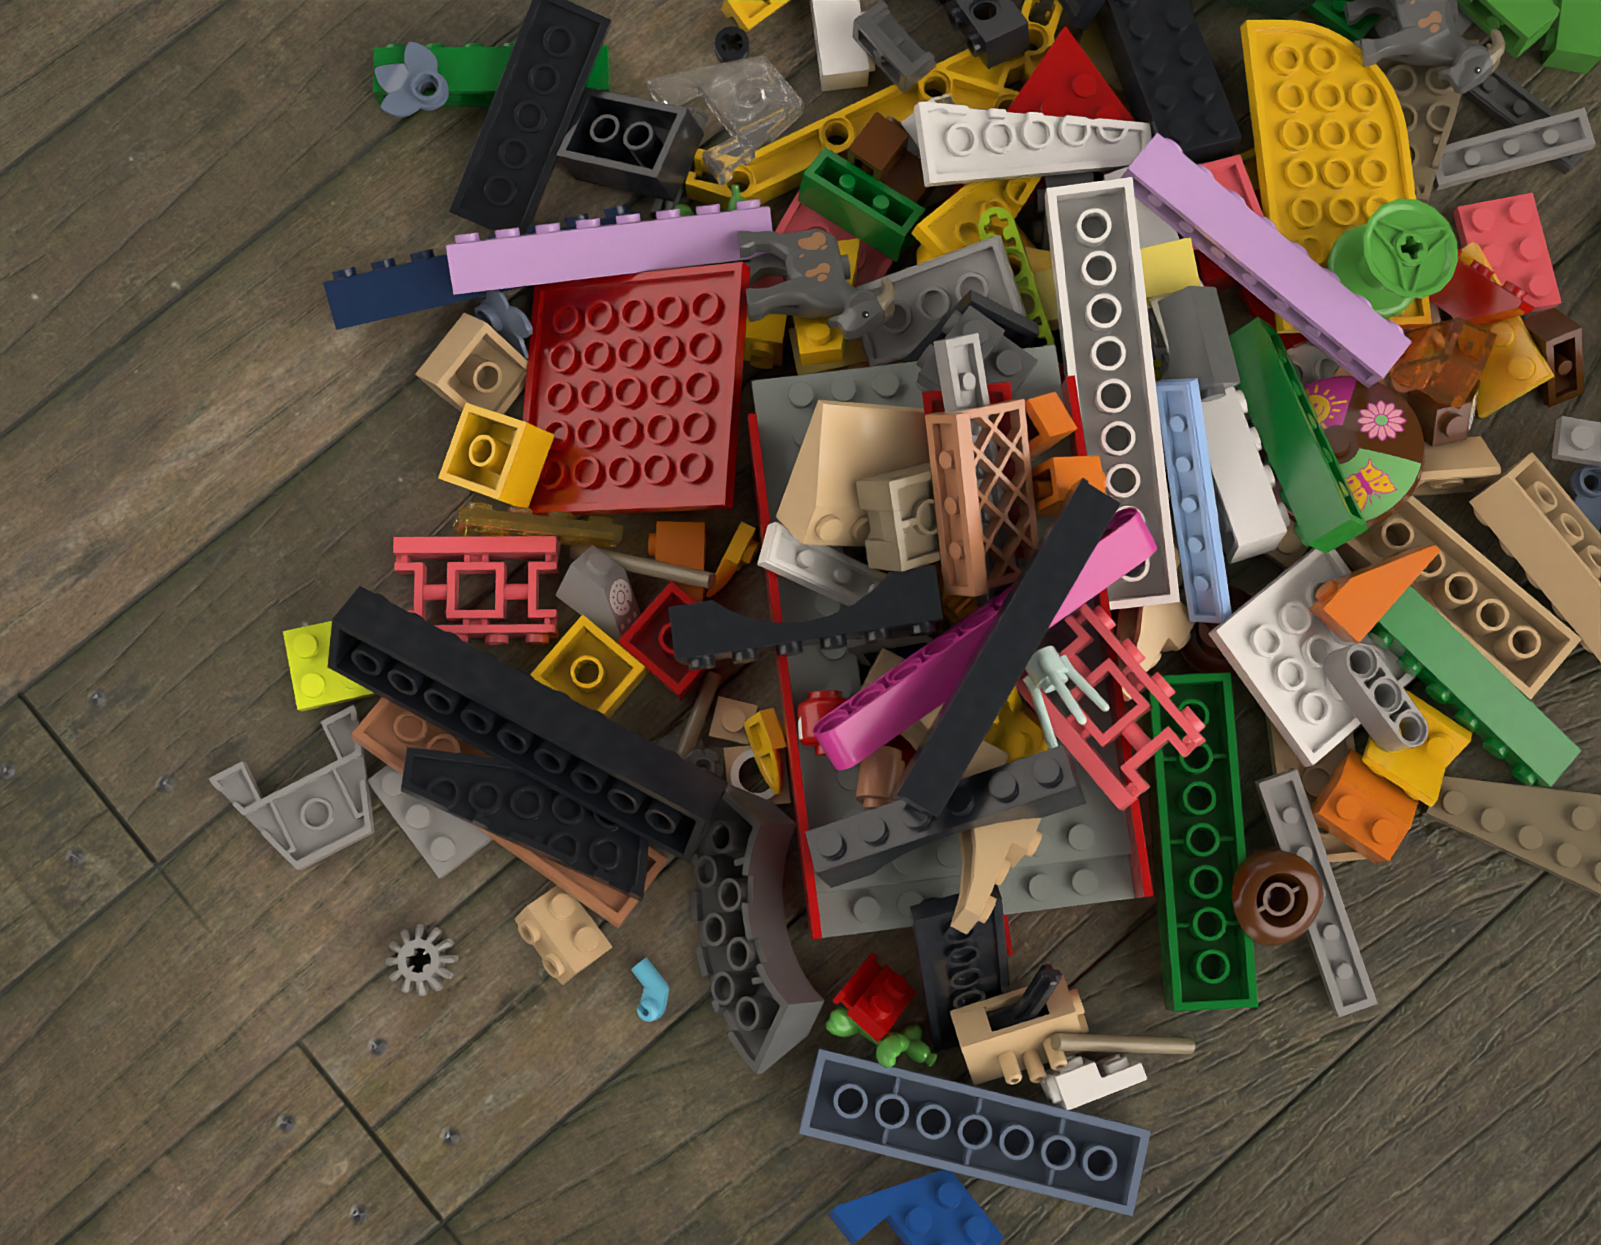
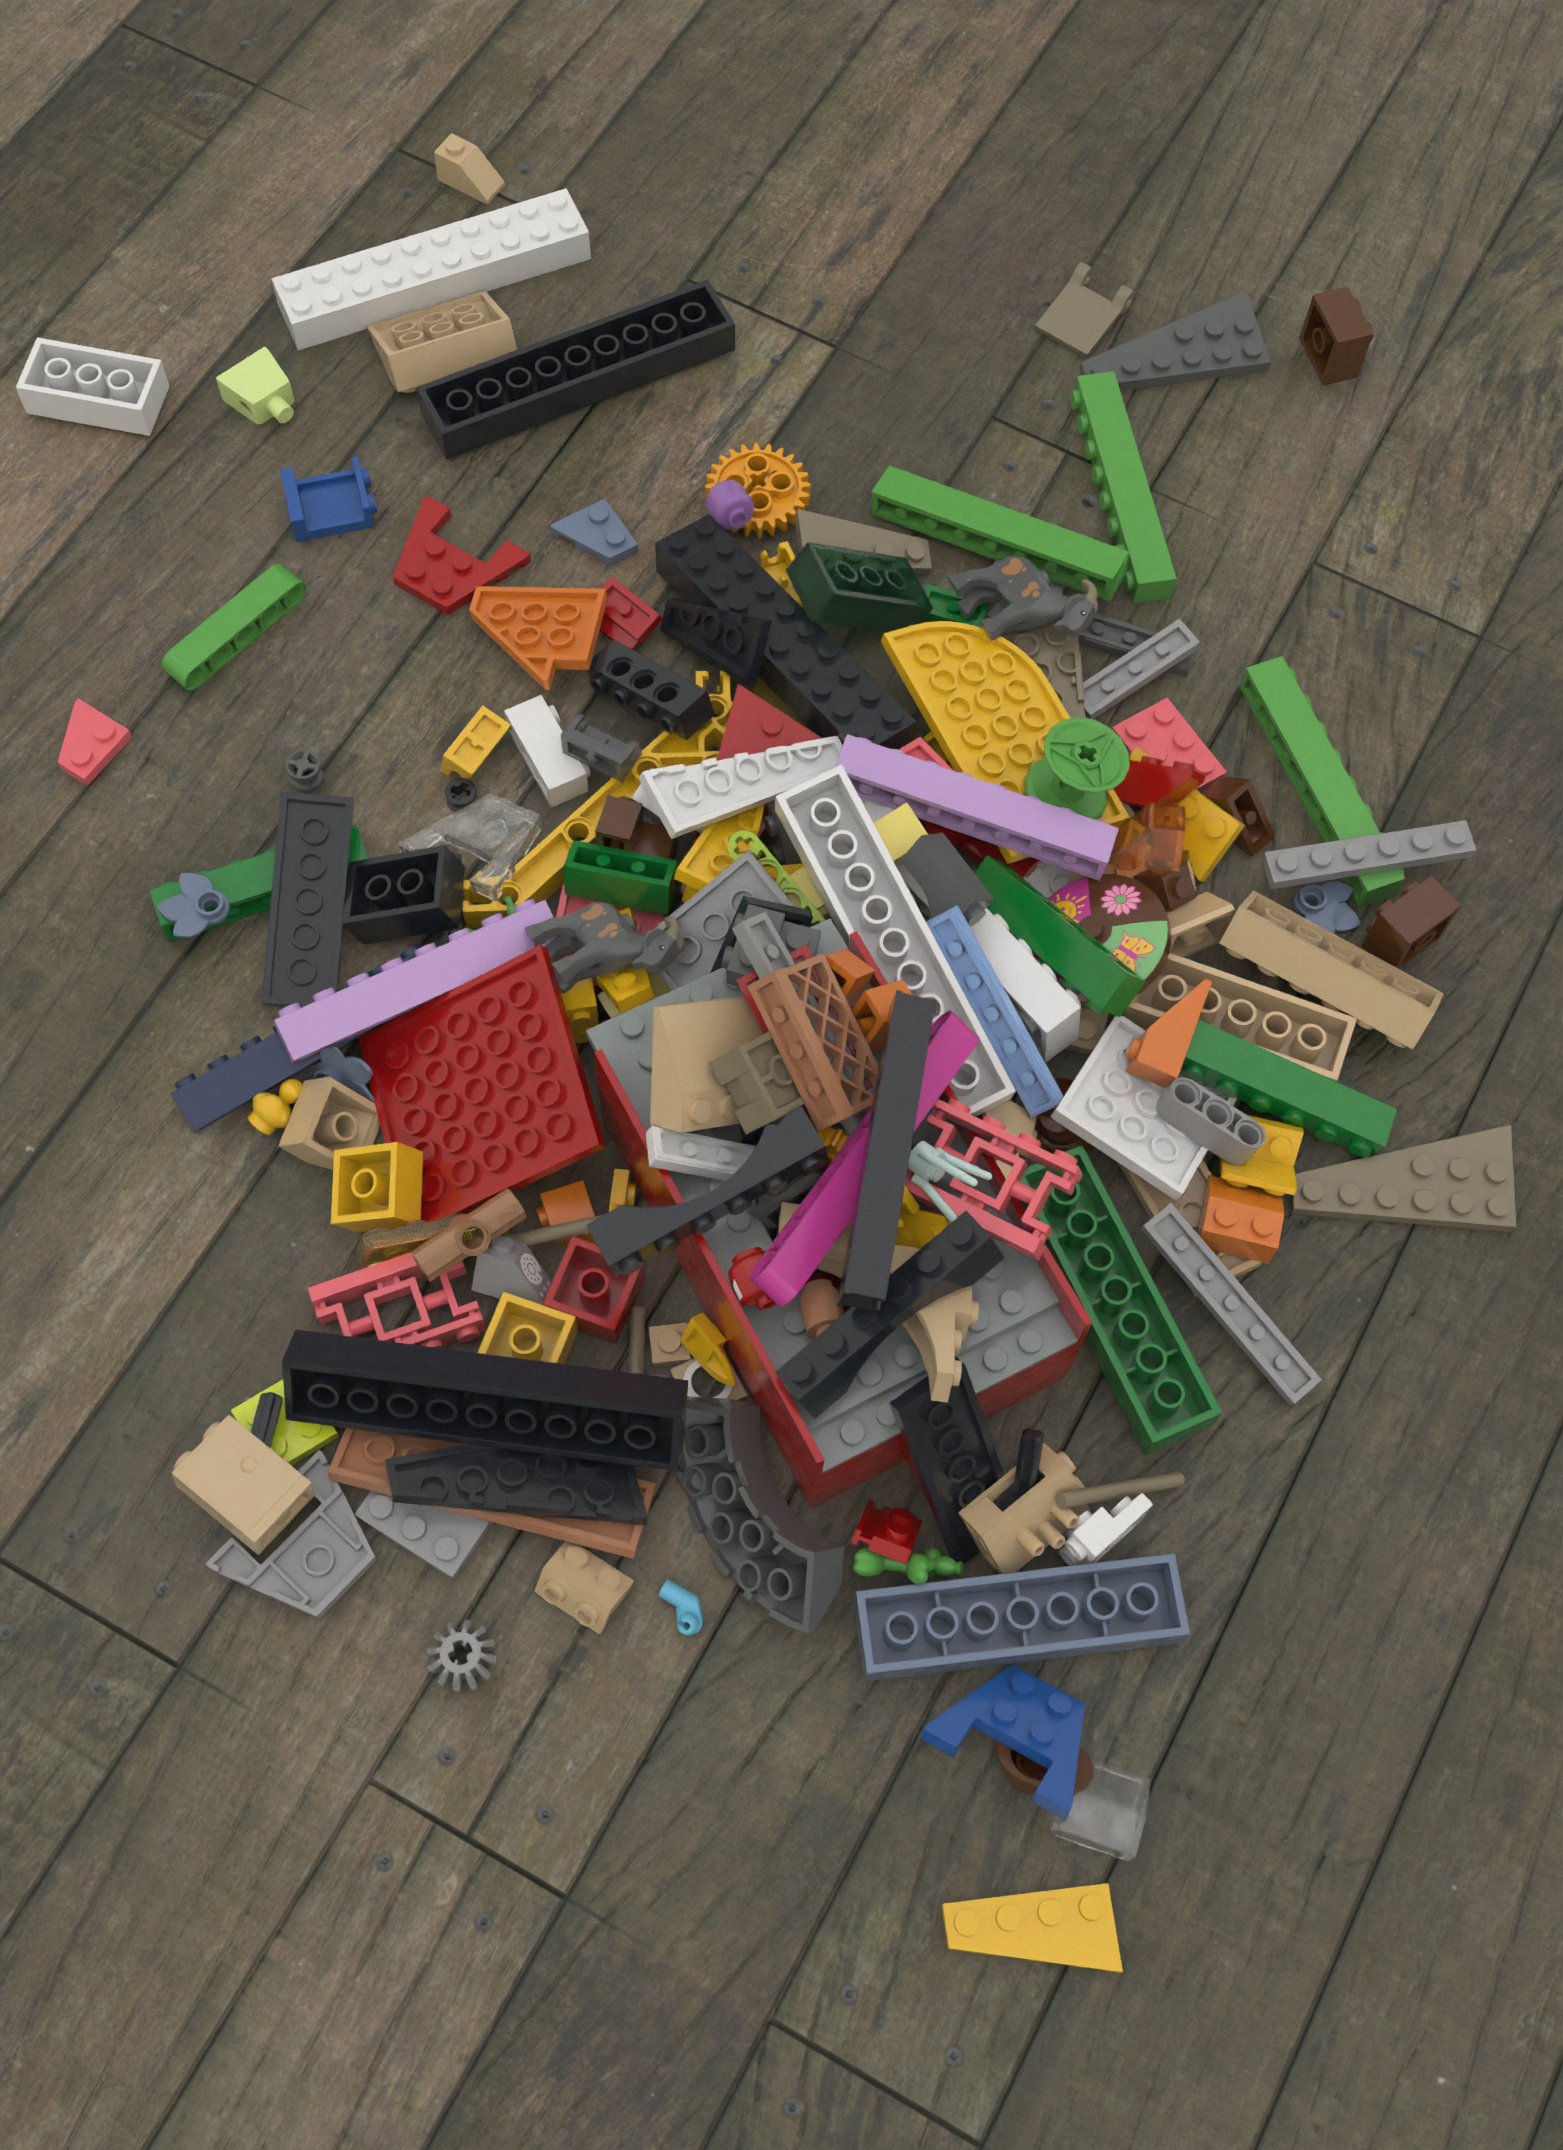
camera: 20 degrees left, 15 degrees down
(265, 711) = (243, 1479): none -> tan piece
(423, 332) = (273, 1110): none -> yellow animal
(543, 552) = (447, 1247): none -> medium nougat piece
(1276, 896) = (1198, 1315): reddish brown hat -> none

